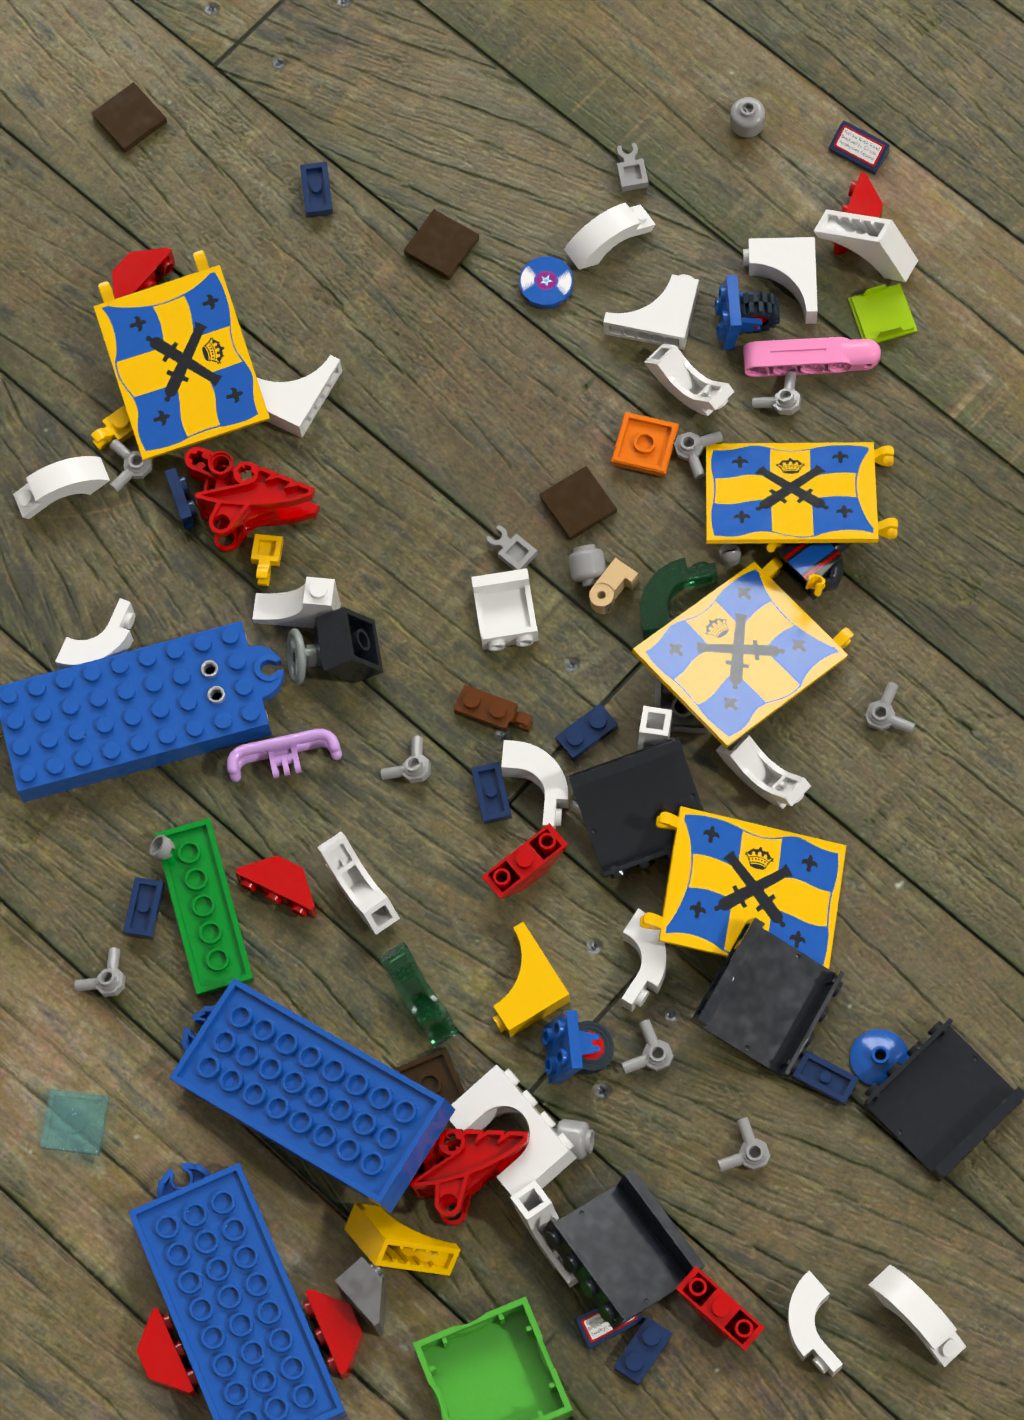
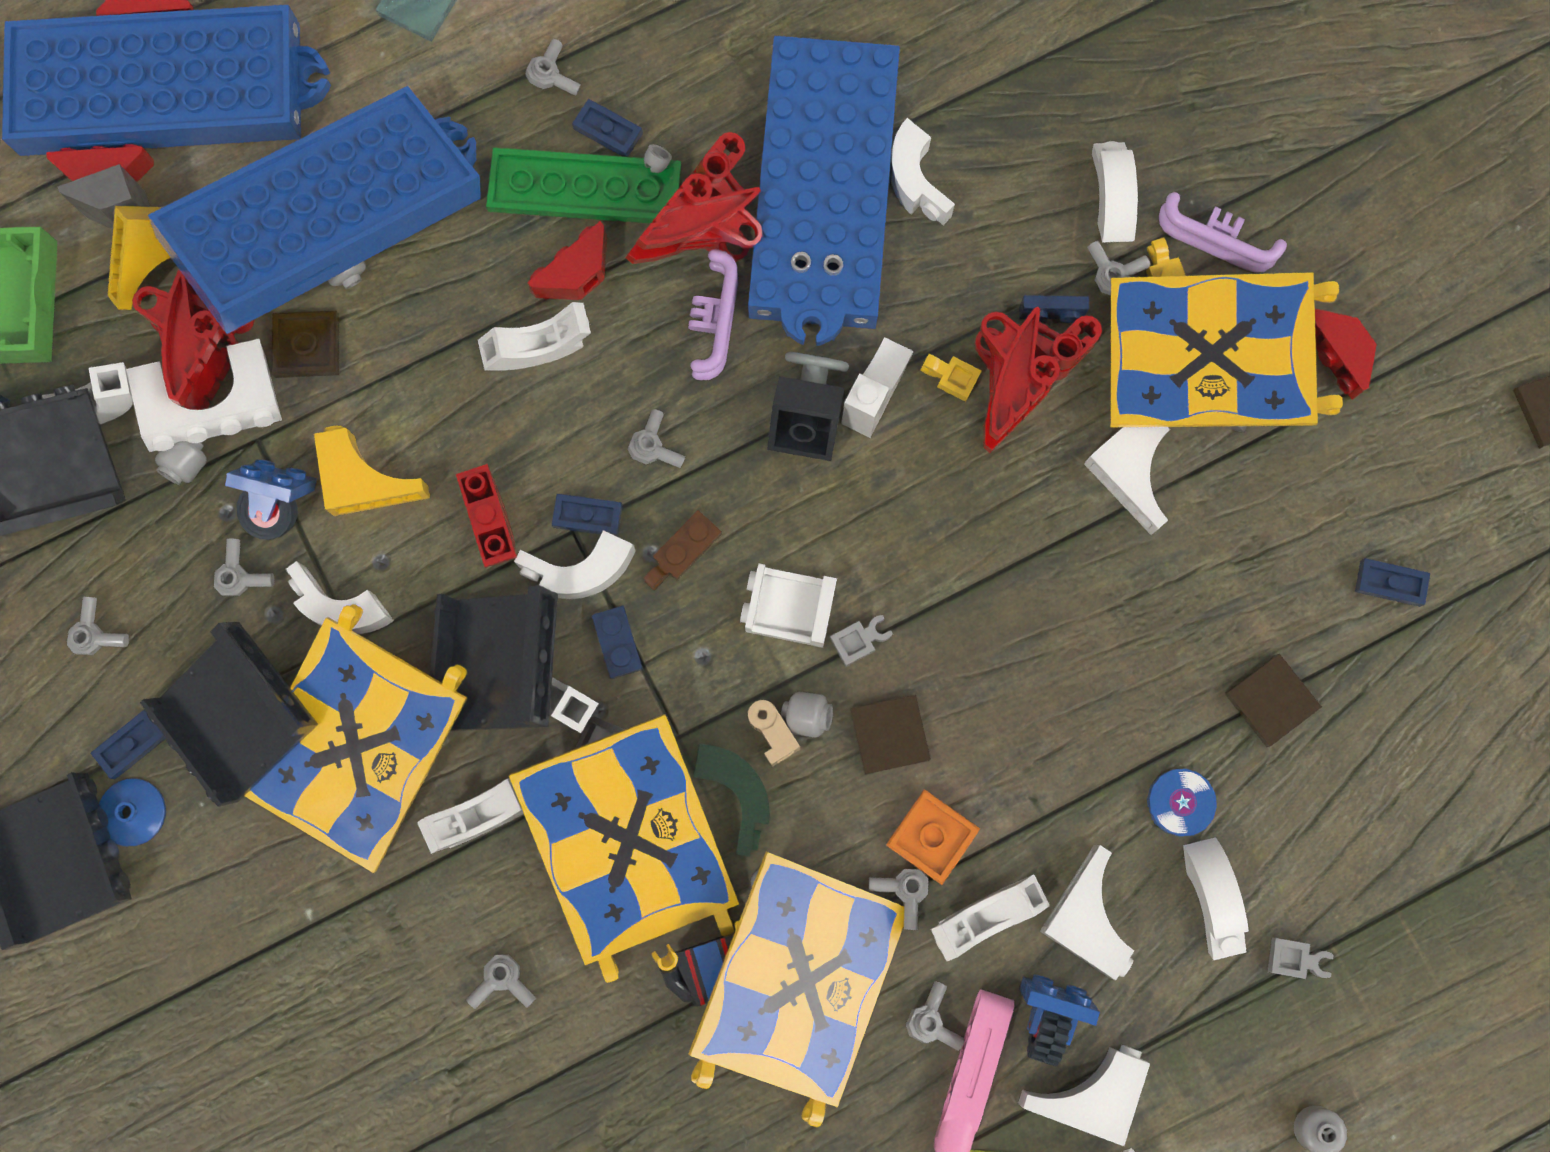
camera: 105 degrees right, 10 degrees up
(73, 397) = (1217, 237): none -> lavender piece
(202, 780) = (703, 210): none -> red piece
(417, 995) = (390, 362): clear green arch -> none

